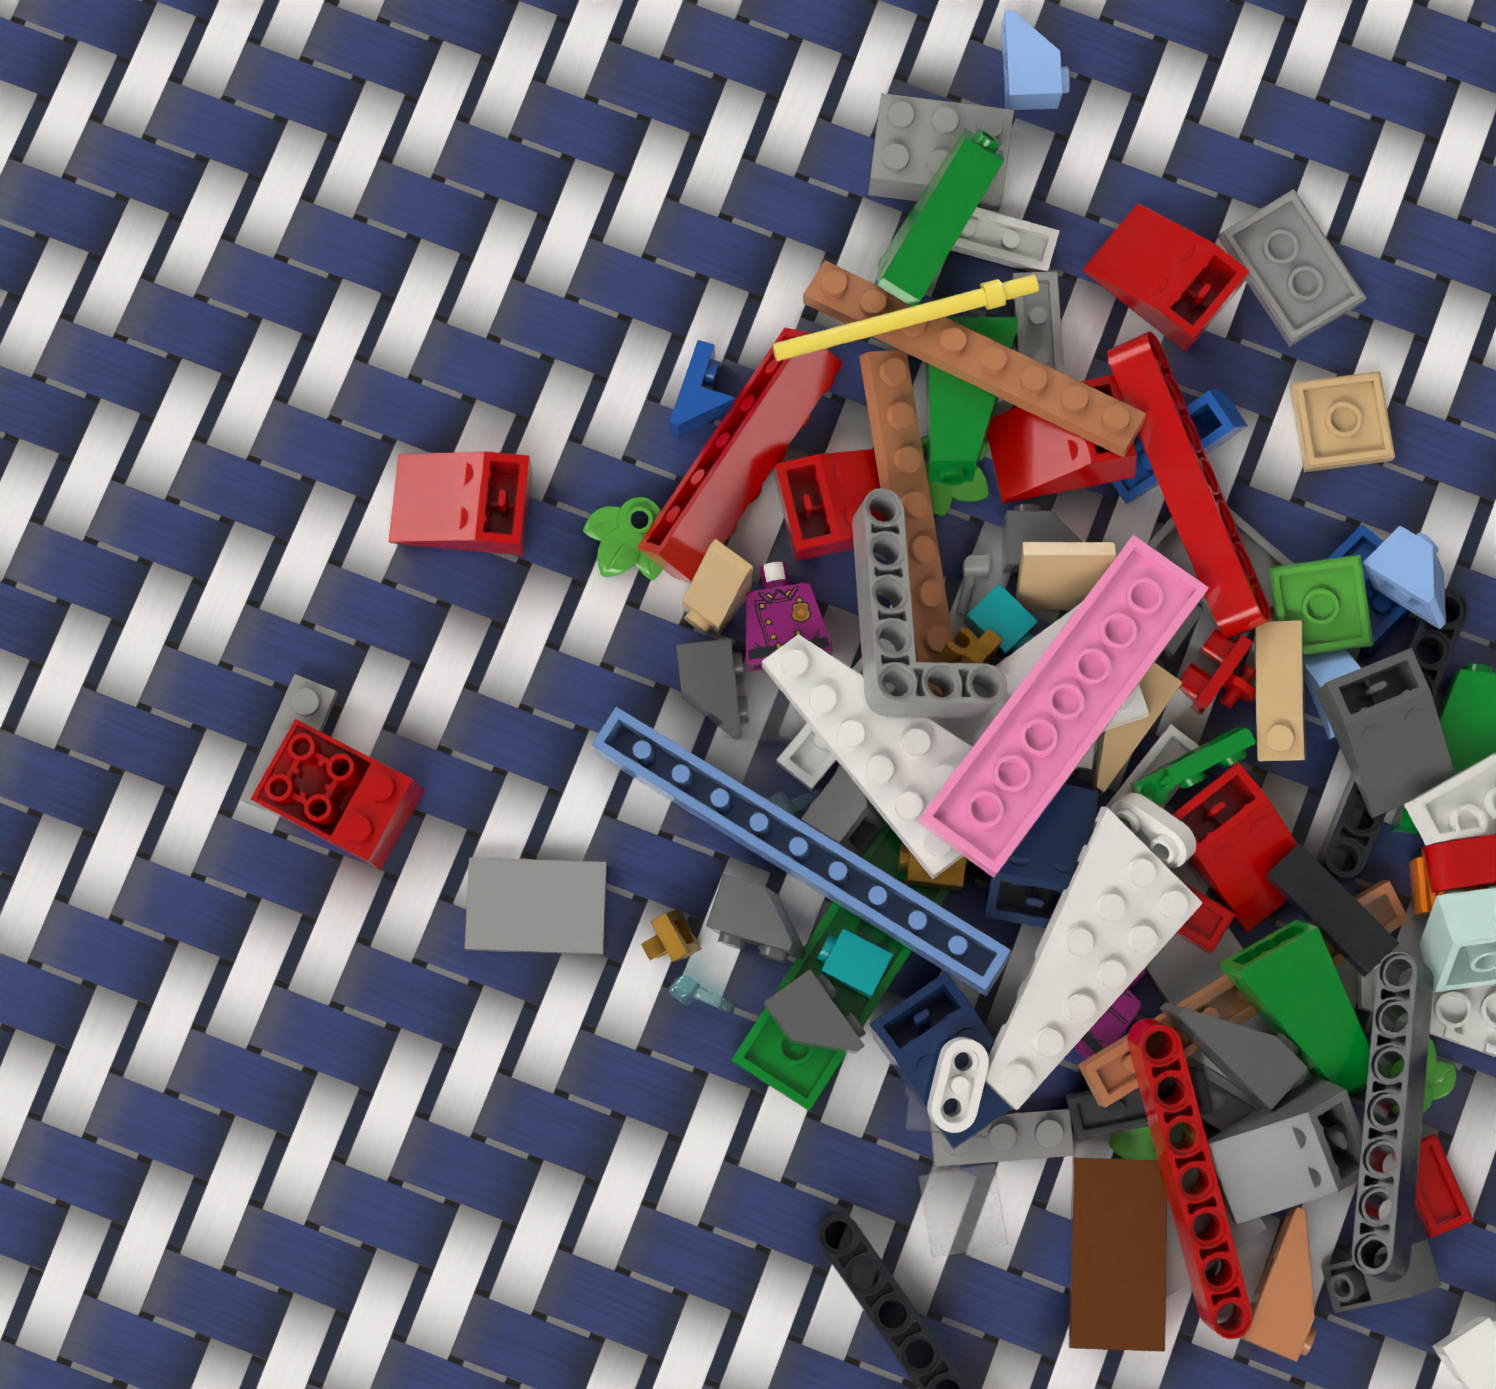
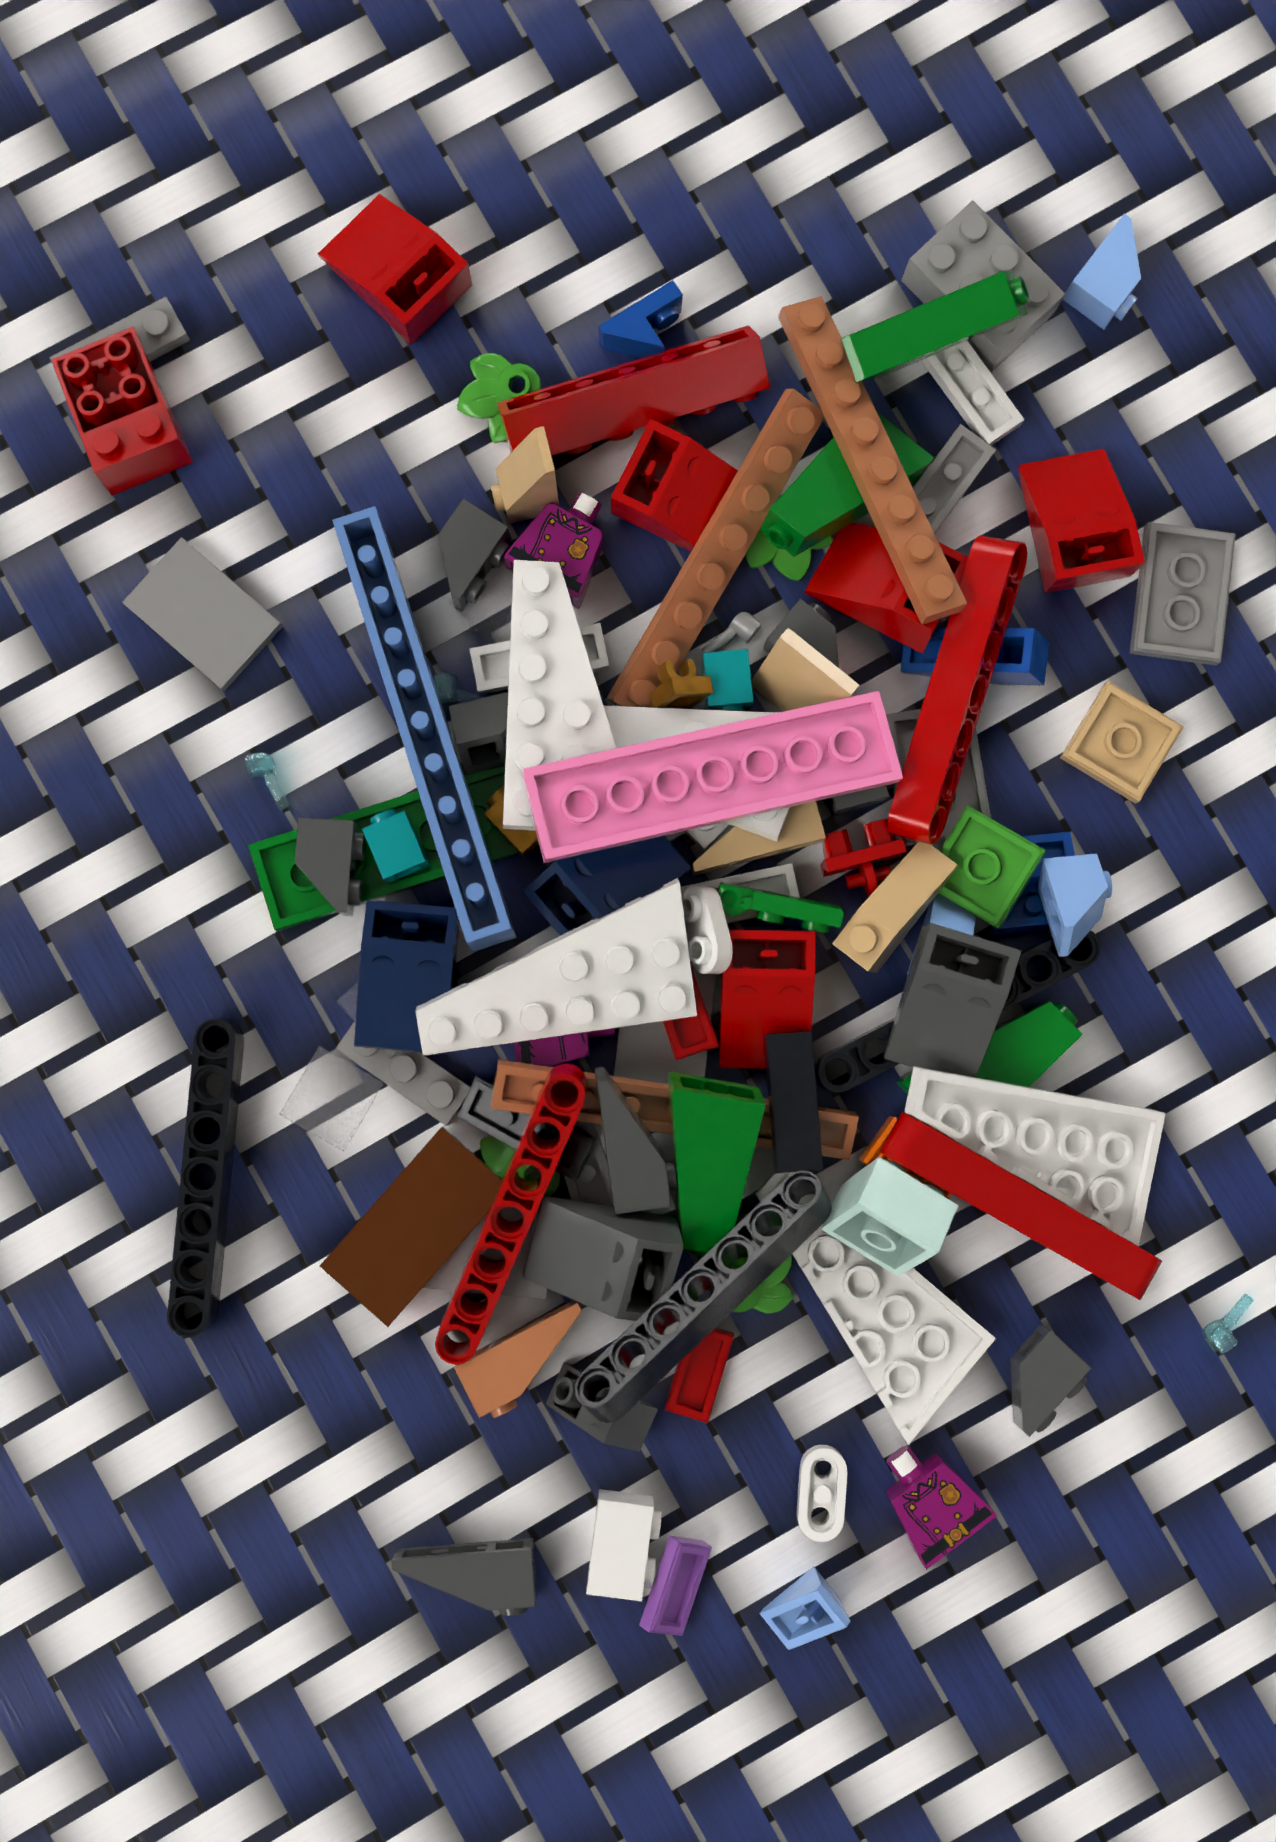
camera: 35 degrees right, 5 degrees up
(672, 937) = (281, 718): pearl gold tile -> none
(755, 916) = (354, 751): dark grey slope -> none
(896, 626) = (633, 610): light grey beam -> none
(962, 1084) = (392, 997): white plate -> none
(991, 295) = (924, 417): light yellow bar -> none

